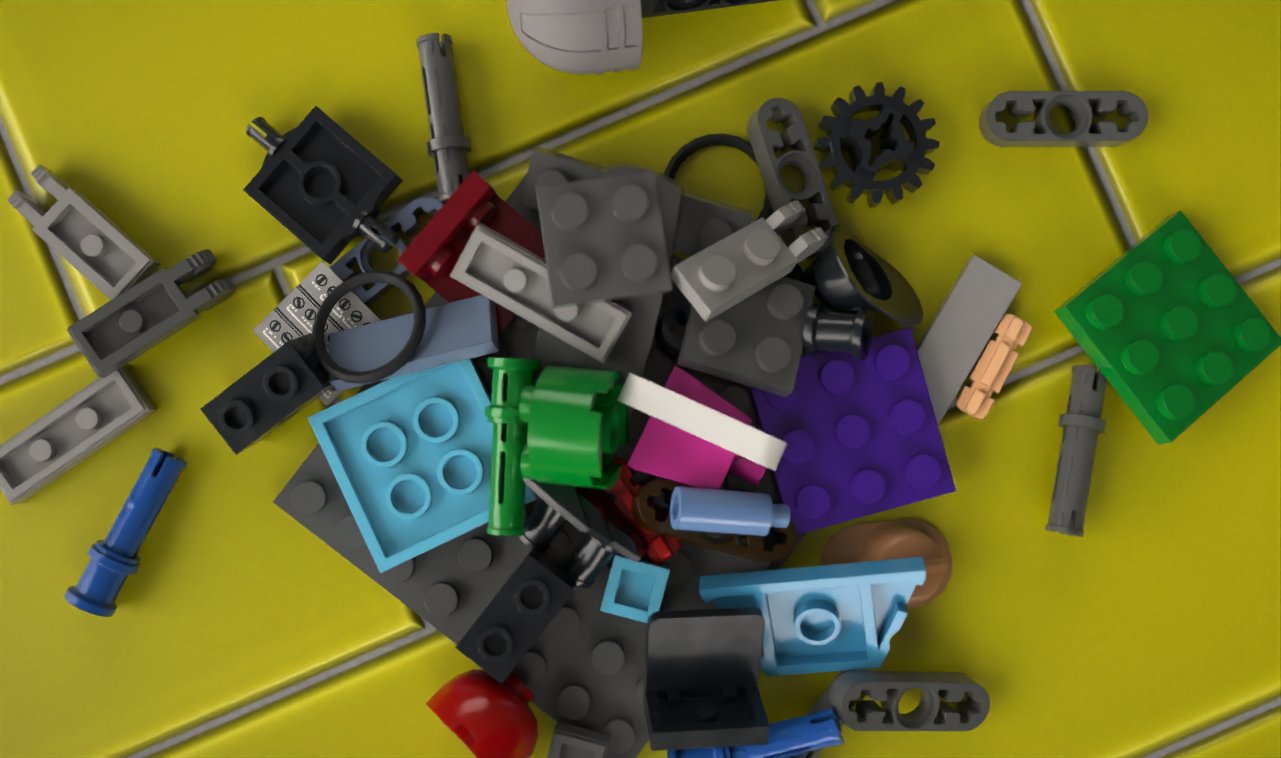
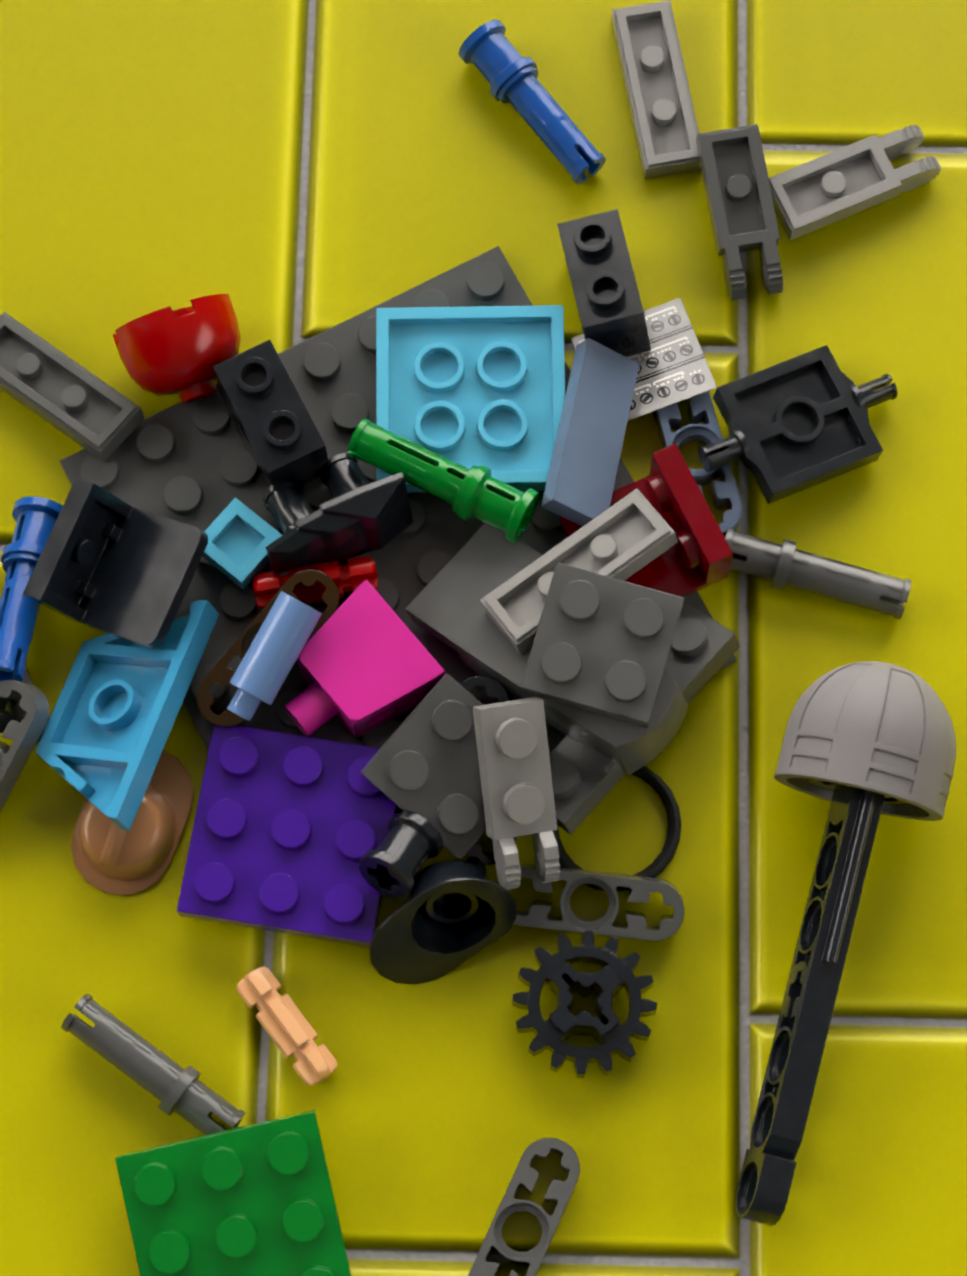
camera: 115 degrees right, 15 degrees down
(395, 364) = (585, 425): black tyre -> none
(574, 427) = (428, 543): green brick -> none
(702, 421) = (373, 663): white beam -> none
(963, 329) = (339, 1008): light grey tile -> none

